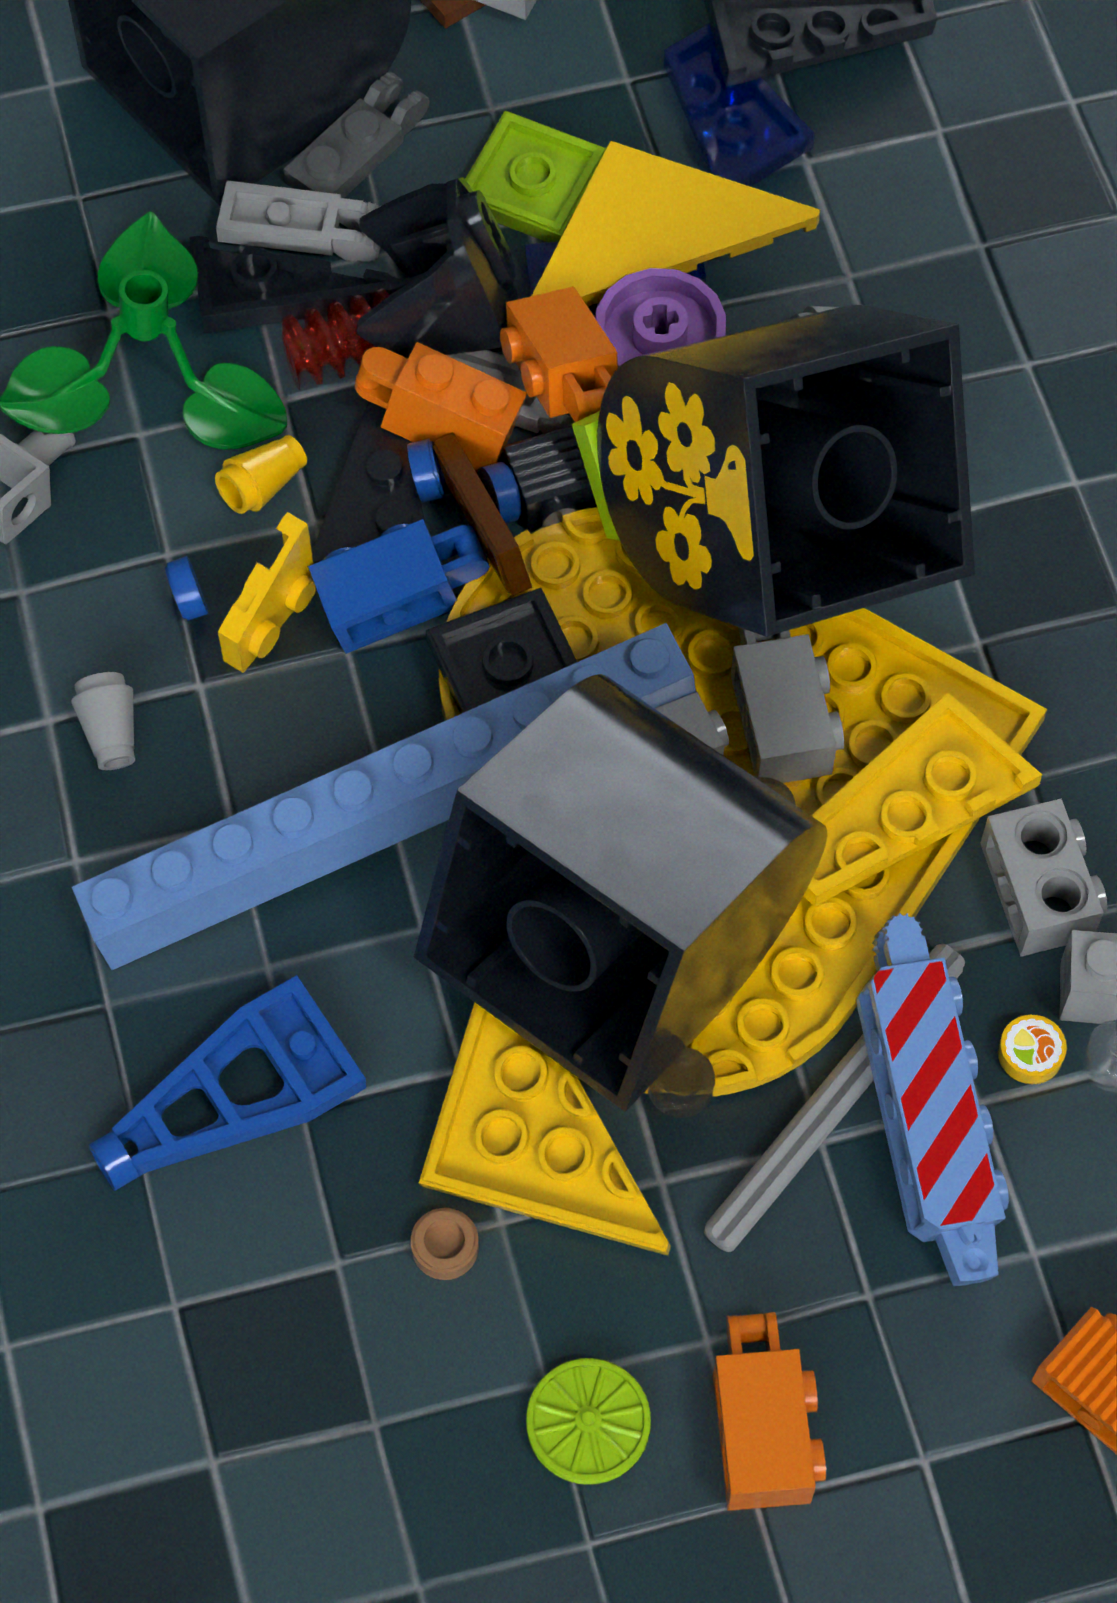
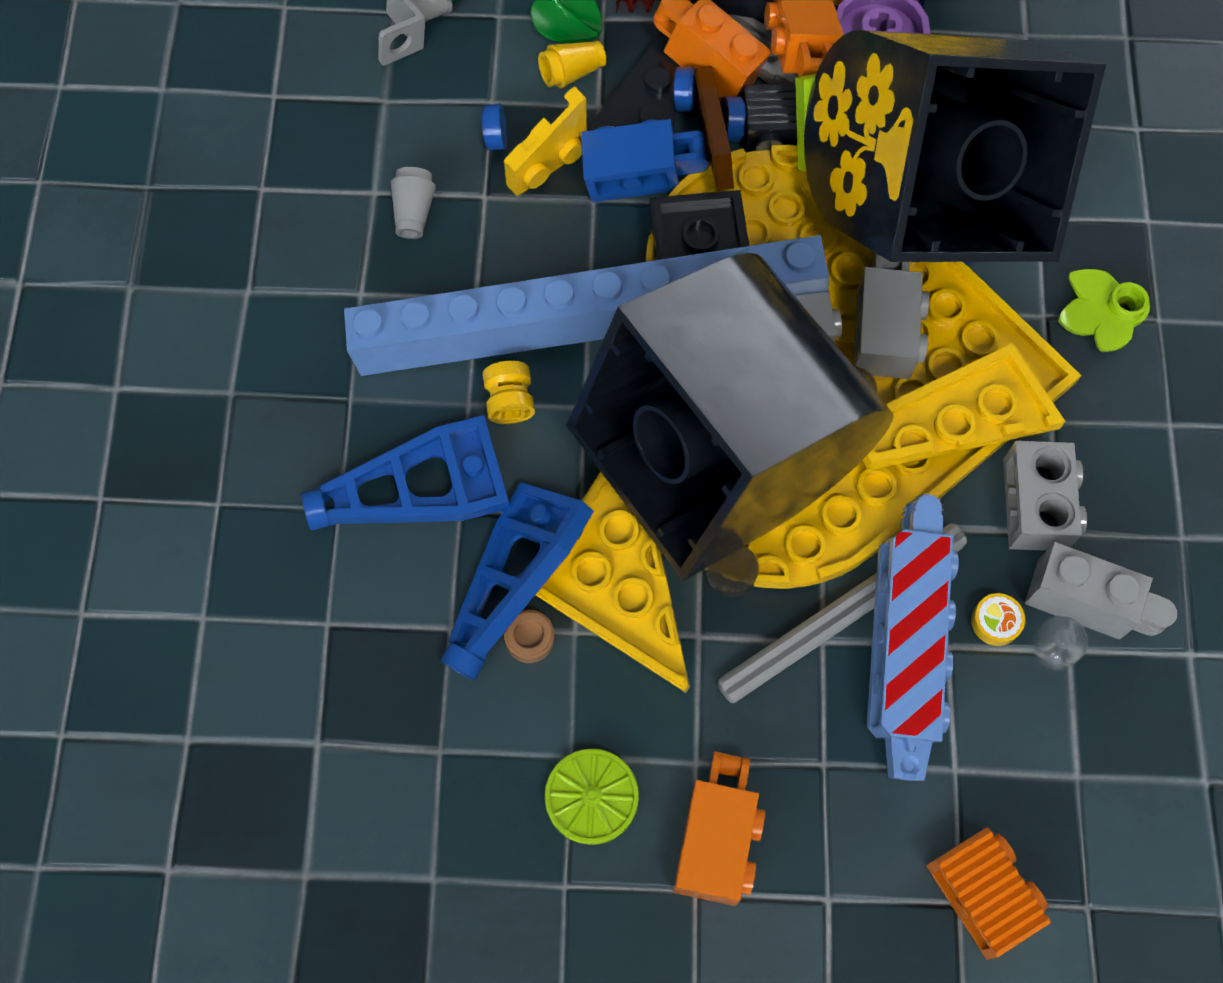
camera: 15 degrees right, 5 degrees up
(319, 936) = (508, 392): none -> yellow wheel
(400, 1086) = (534, 515): none -> blue plate
(1045, 620) = (1099, 311): none -> lime plate

